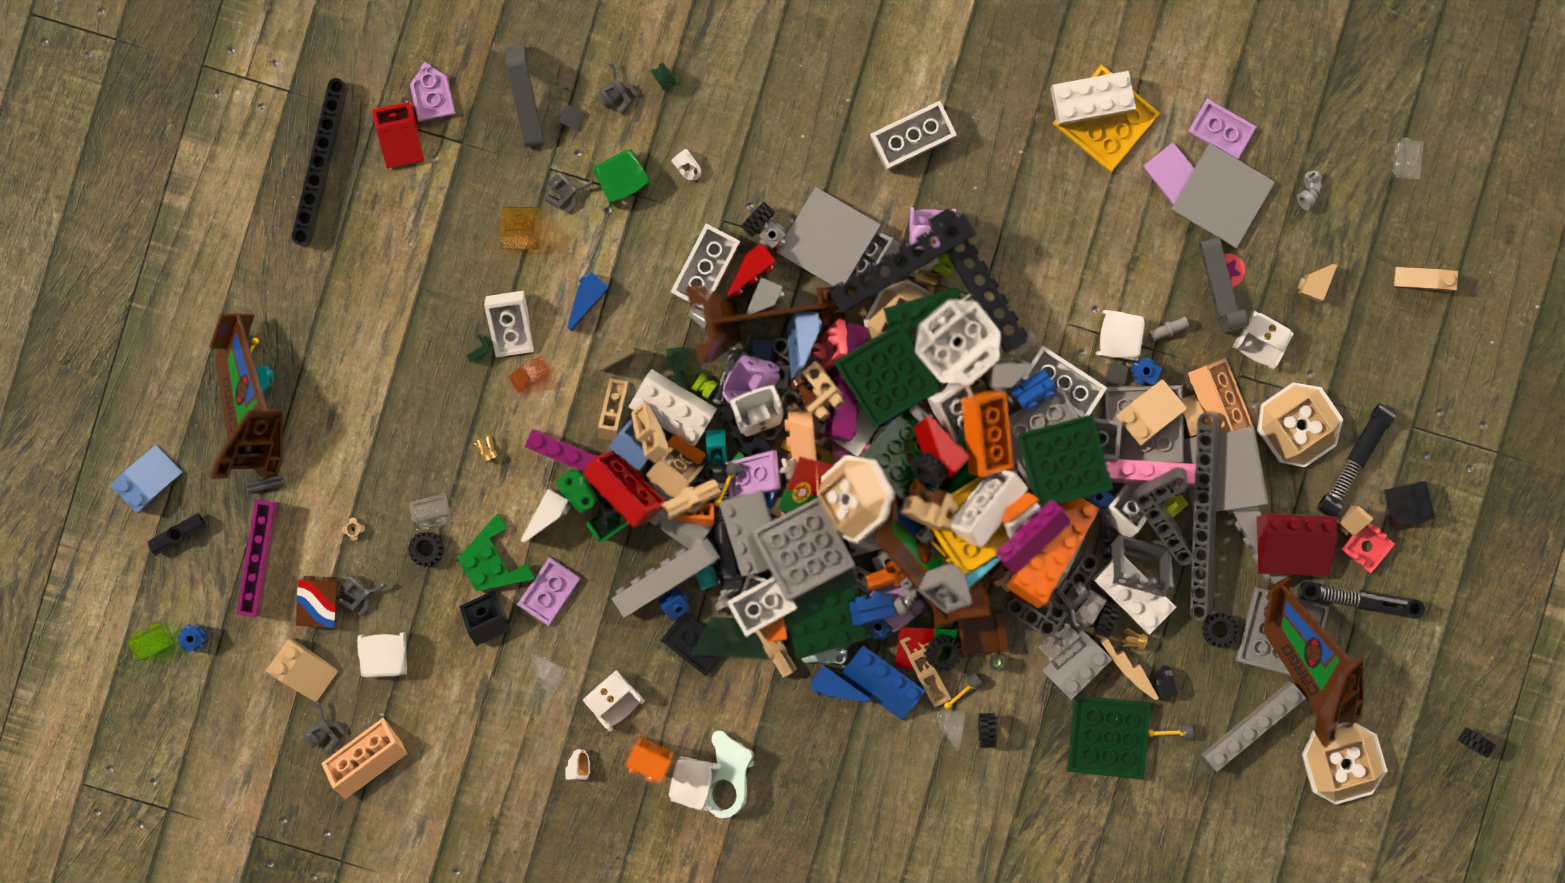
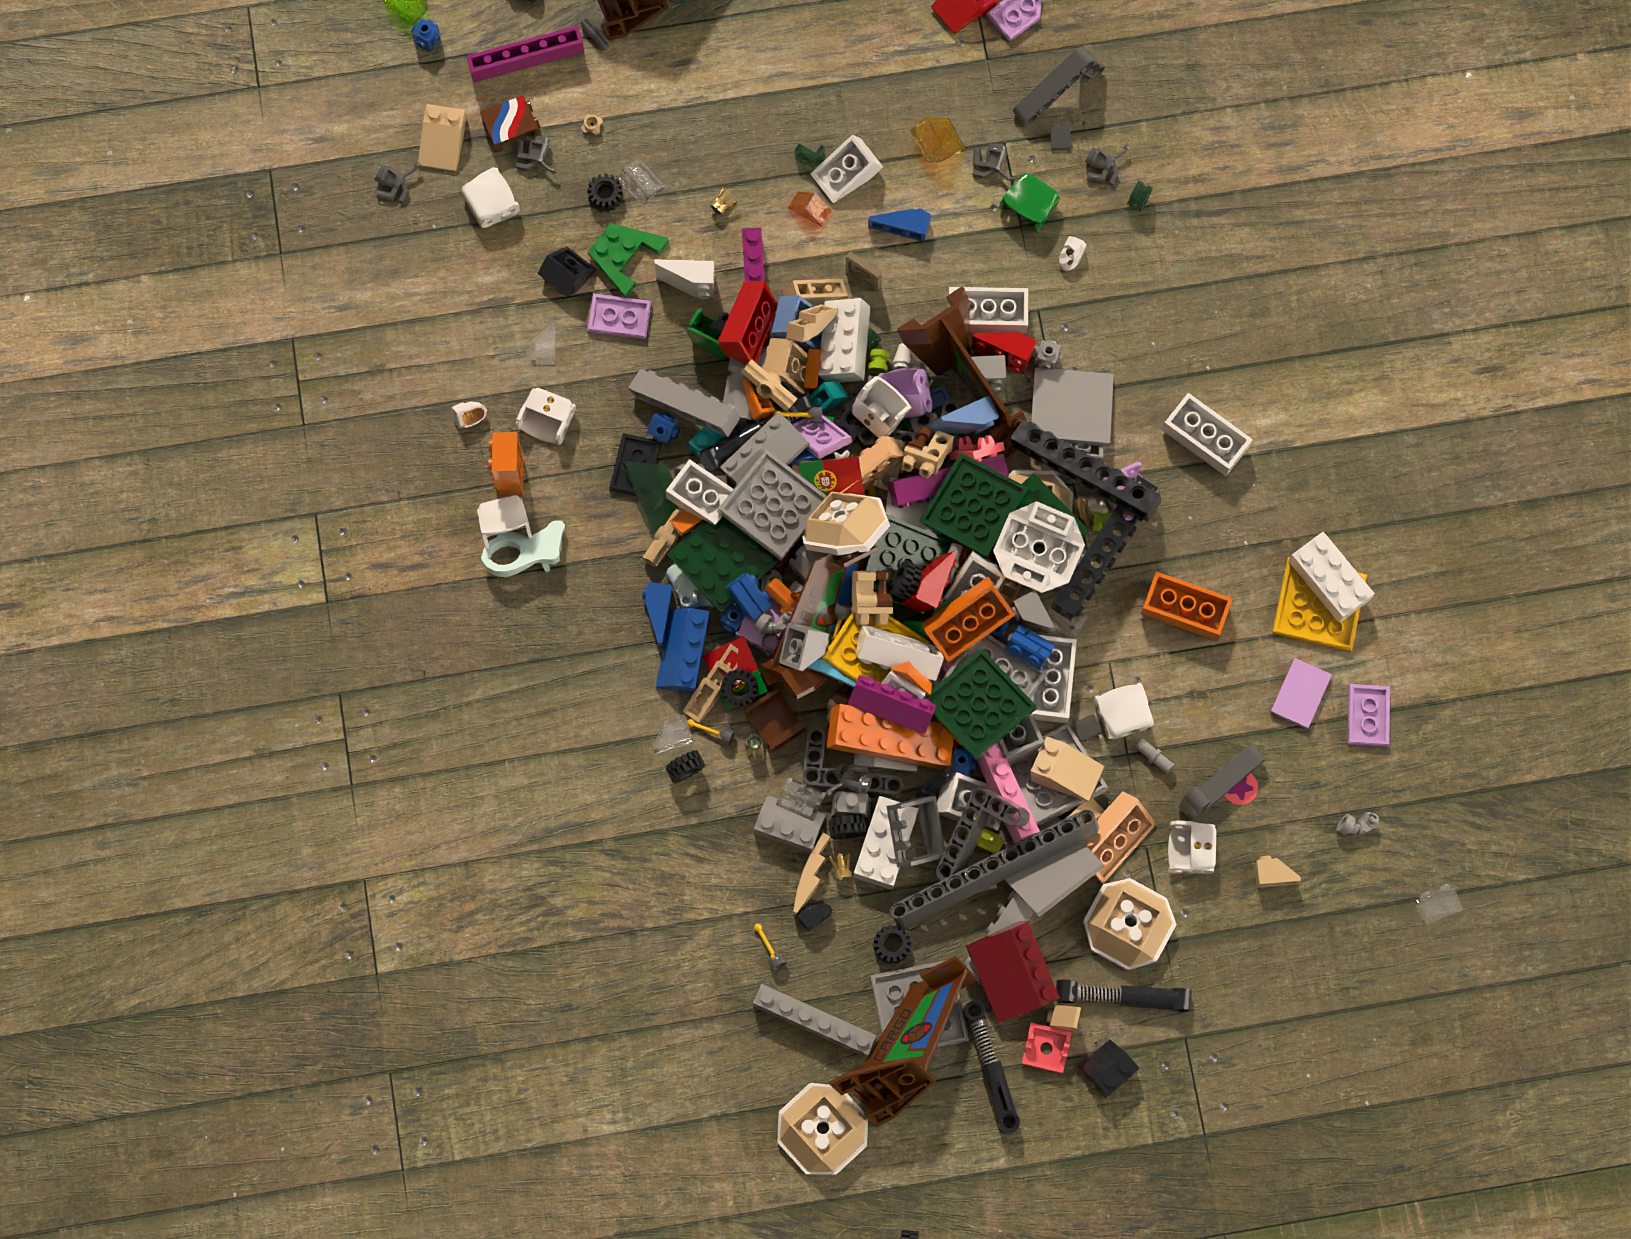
camera: 65 degrees right, 15 degrees down
(363, 758) = (385, 227): light nougat slope -> none
(580, 492) = (724, 290): green piece -> none
(677, 360) = (888, 327): clear green bracket -> none
(715, 367) = (902, 358): none -> white cone
(757, 219) = (1057, 332): black tyre -> none
(1056, 235) = (1186, 606): none -> orange brick
(1108, 737) = (735, 887): dark green plate -> none
(1152, 372) = (1109, 749): blue brick -> none
(1222, 195) = (1307, 744): light grey tile -> none
(1426, 278) = (1334, 977): tan slope -> none

